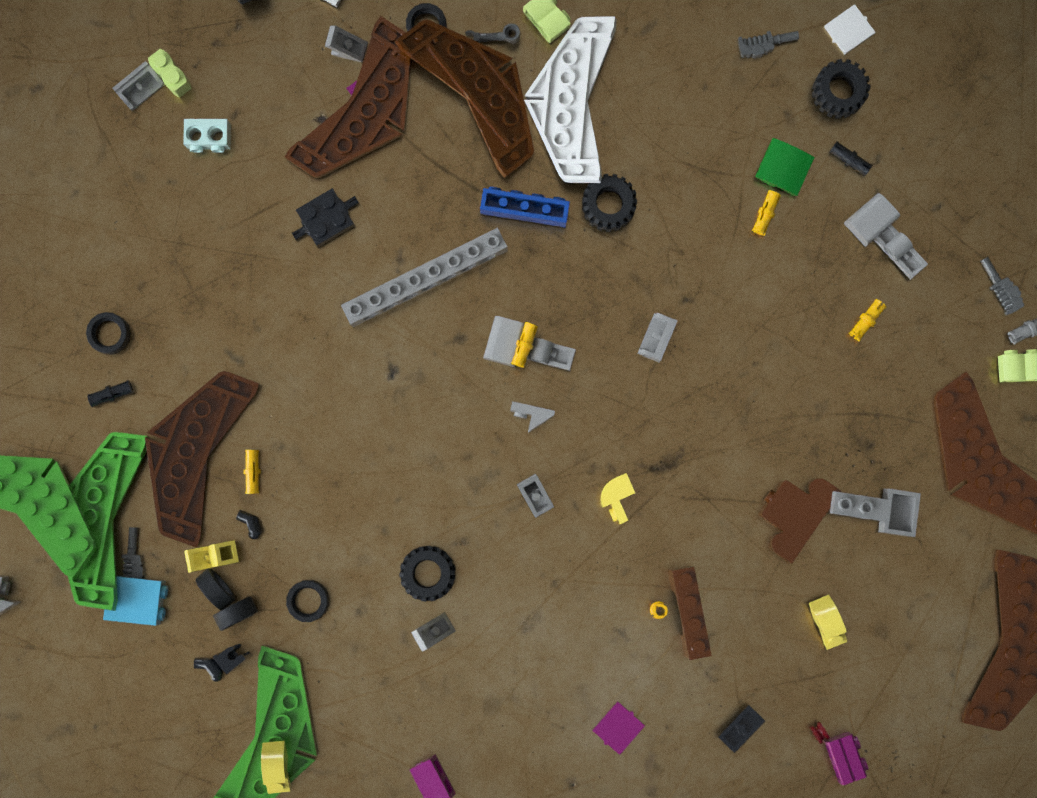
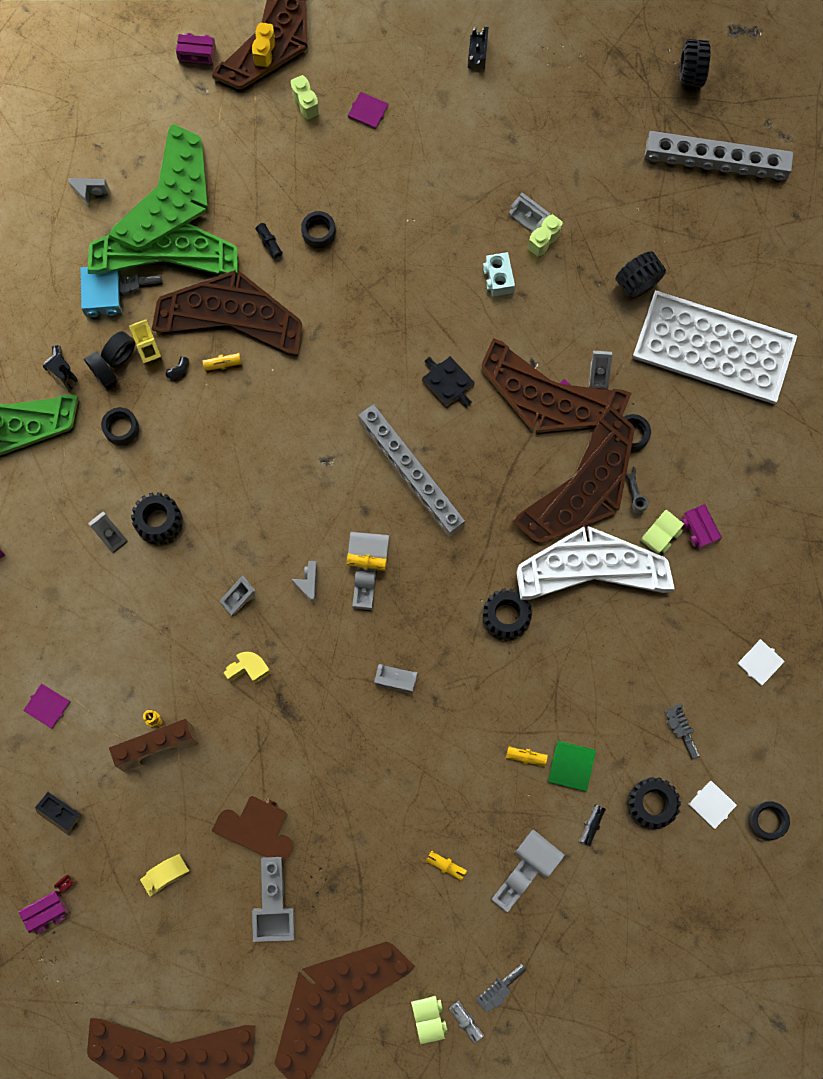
camera: 75 degrees right, 10 degrees down
(524, 207) = (488, 544): blue brick -> none

